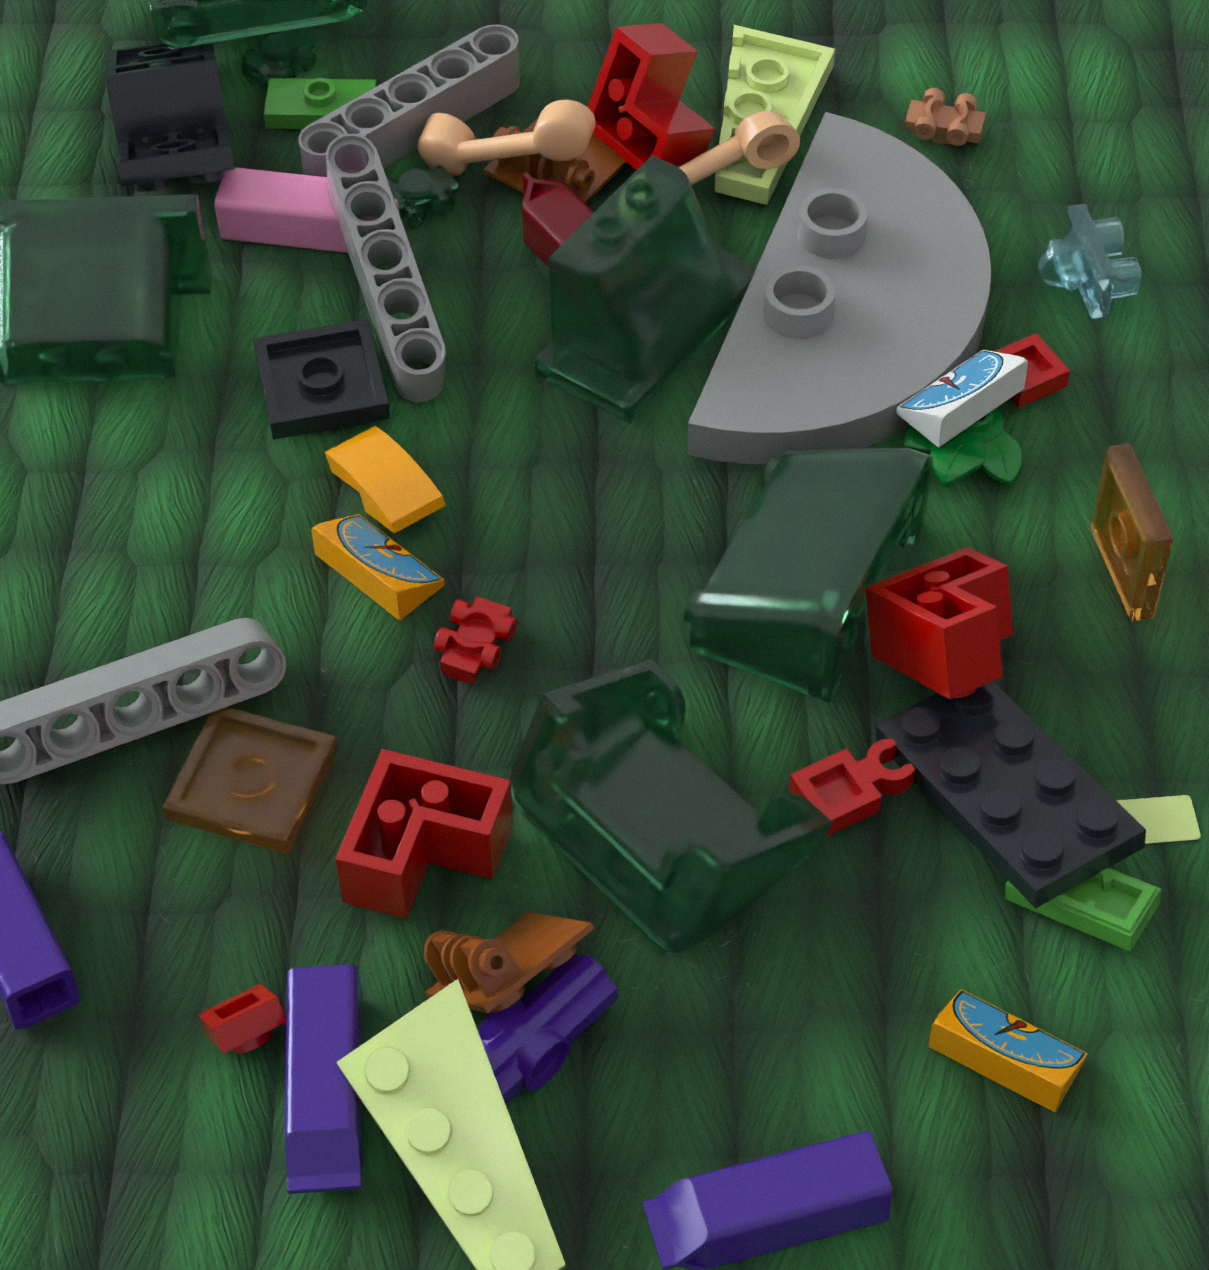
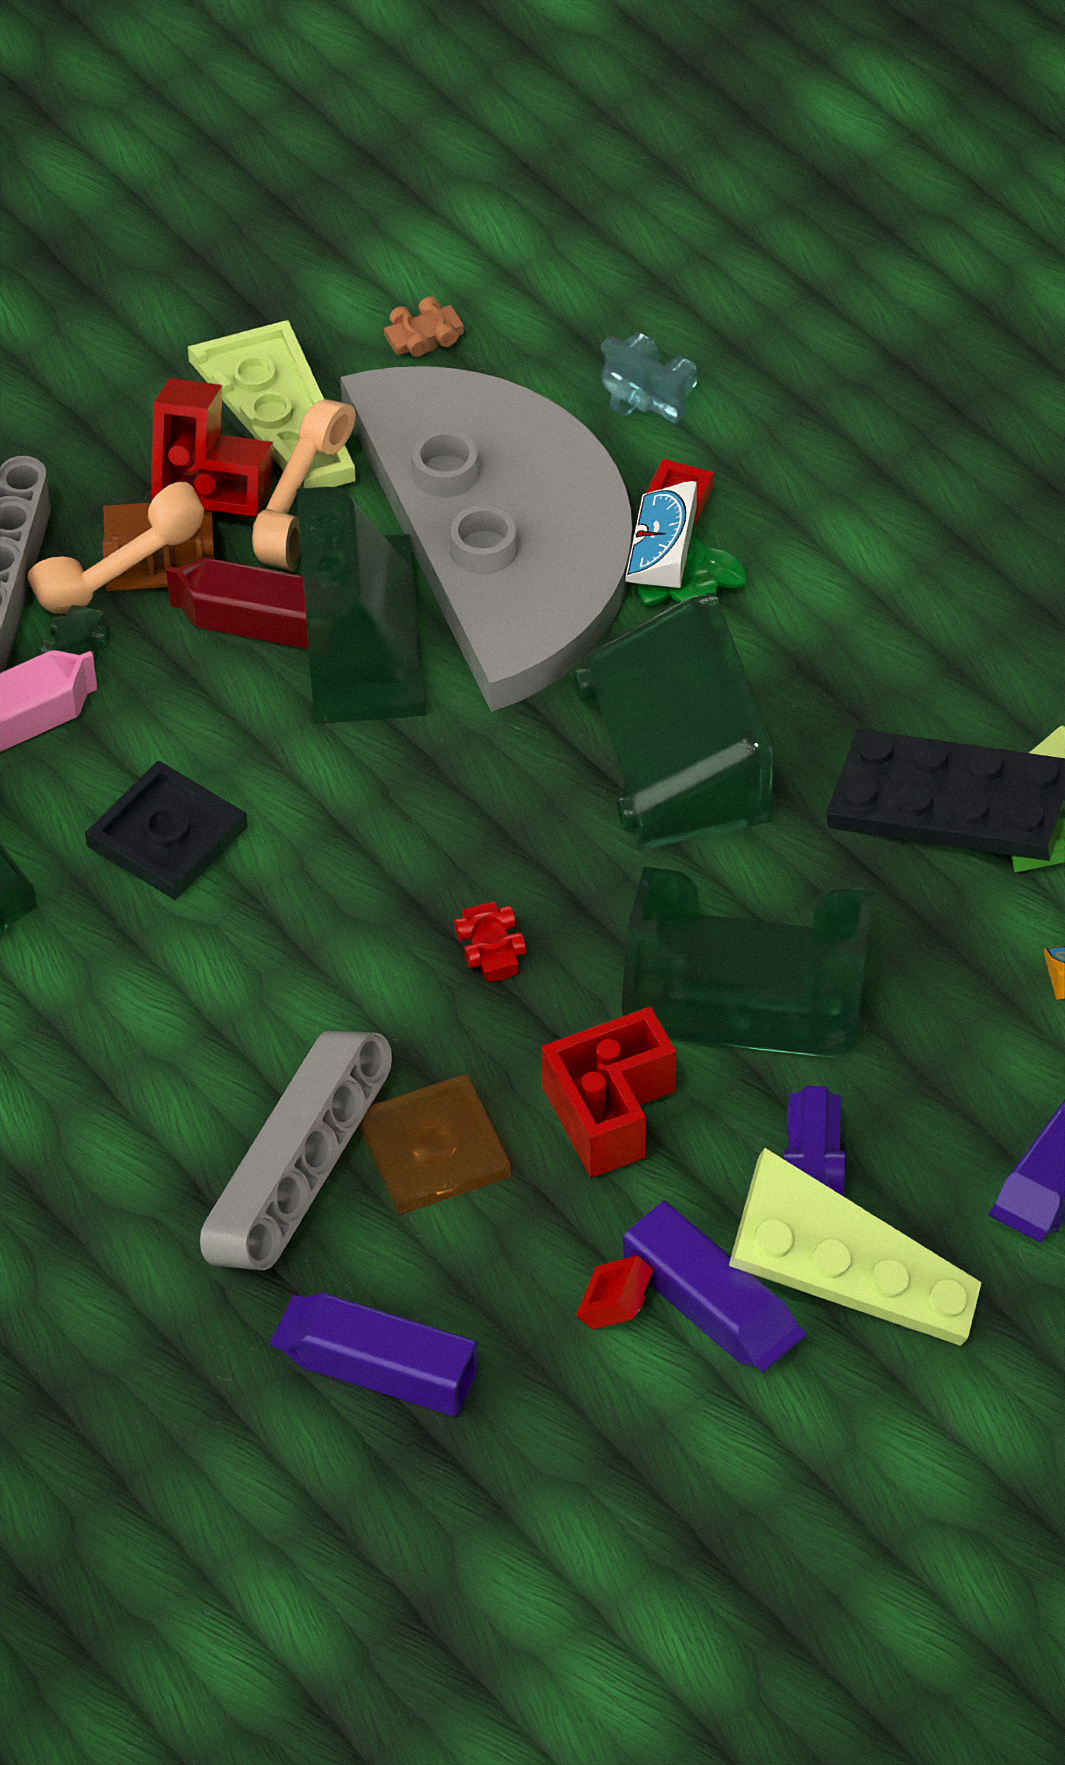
camera: 40 degrees left, 0 degrees up
(375, 564) = (357, 939): light orange slope -> none
(385, 290) = (132, 685): light grey beam -> none
(386, 477) = (308, 870): light orange slope -> none
(497, 968) = (746, 1122): dark orange hinge -> none
(851, 789) = (849, 864): red plate -> none
(943, 621) = (819, 708): red brick -> none
(1131, 532) = (877, 563): clear orange tile -> none

